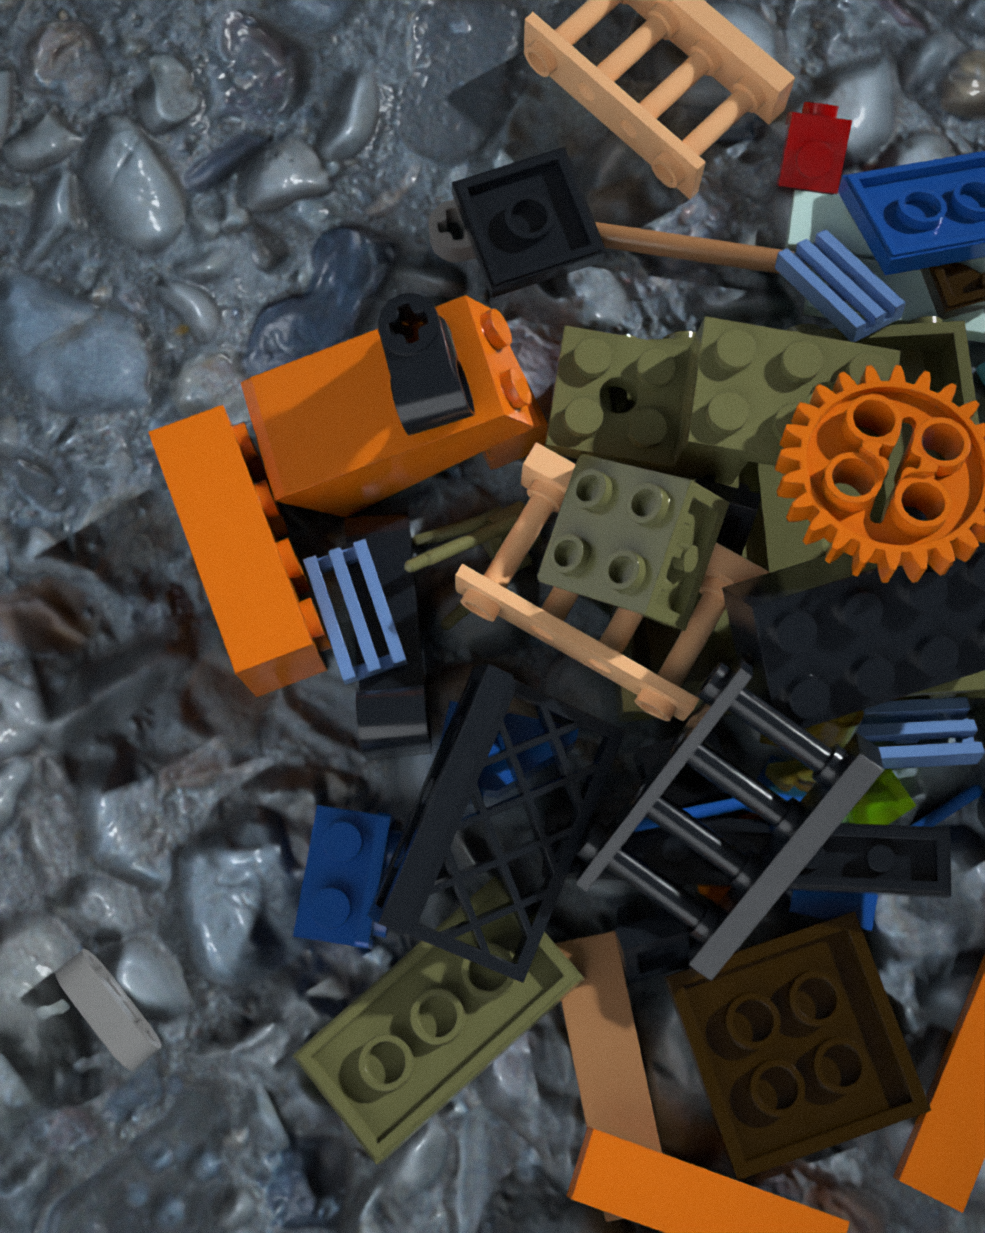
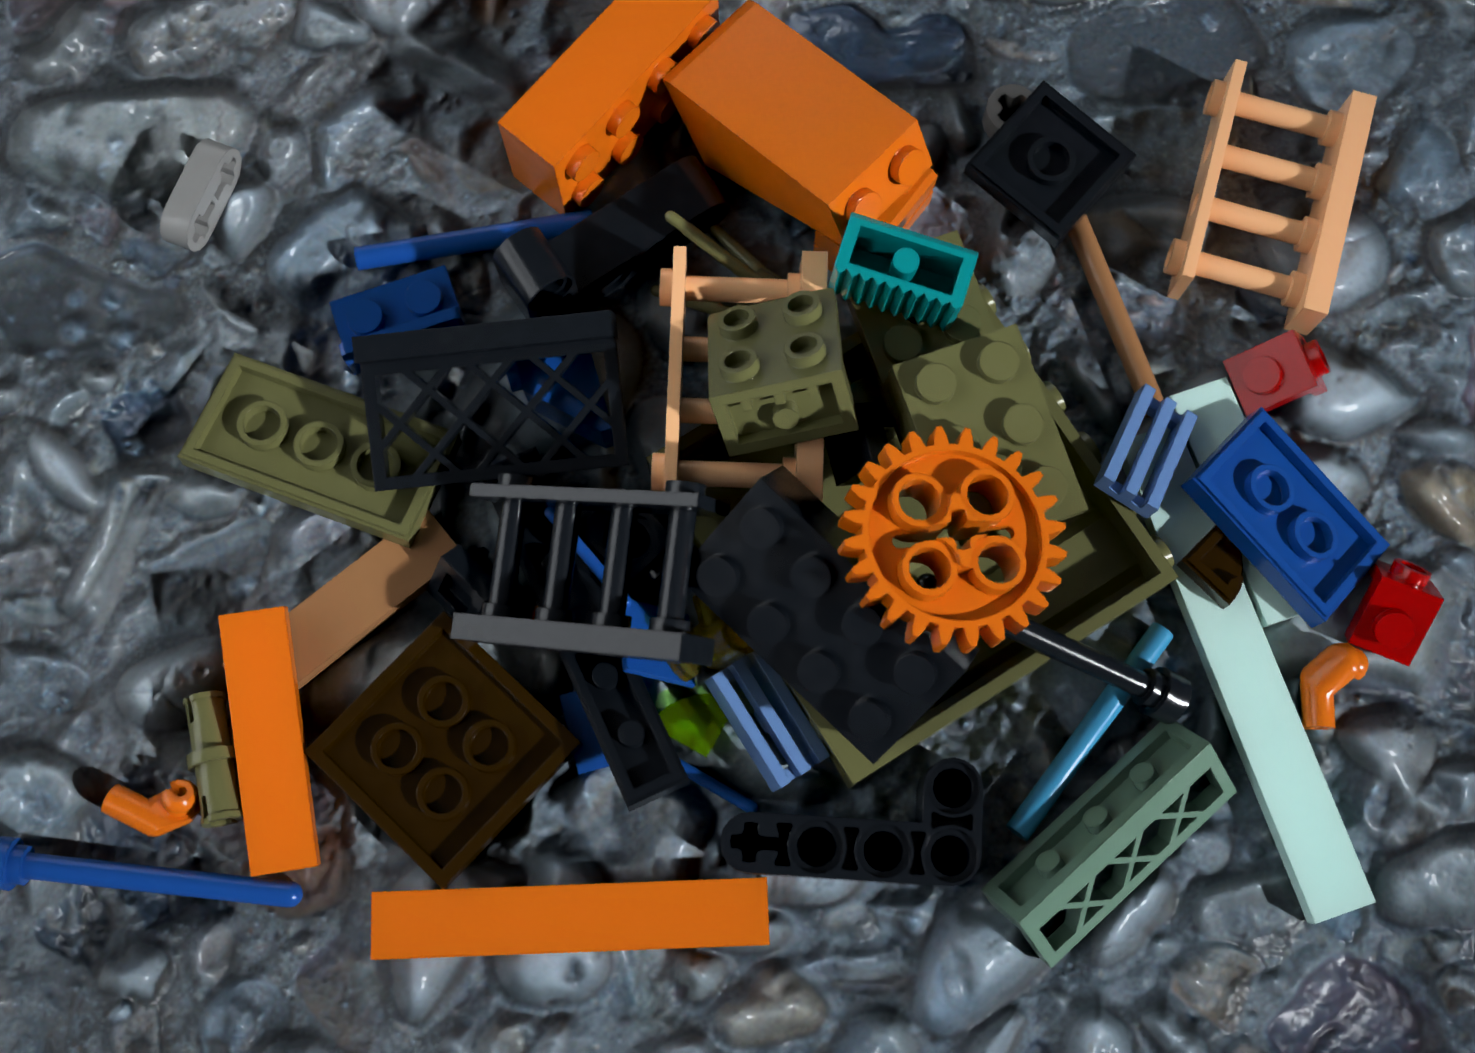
camera: 60 degrees right, 0 degrees up
(299, 775) = (459, 241): none -> blue bar
(338, 561) = (596, 182): medium blue tile -> none
(425, 374) = (827, 119): black piece -> none
(602, 385) = (902, 271): none -> teal brick

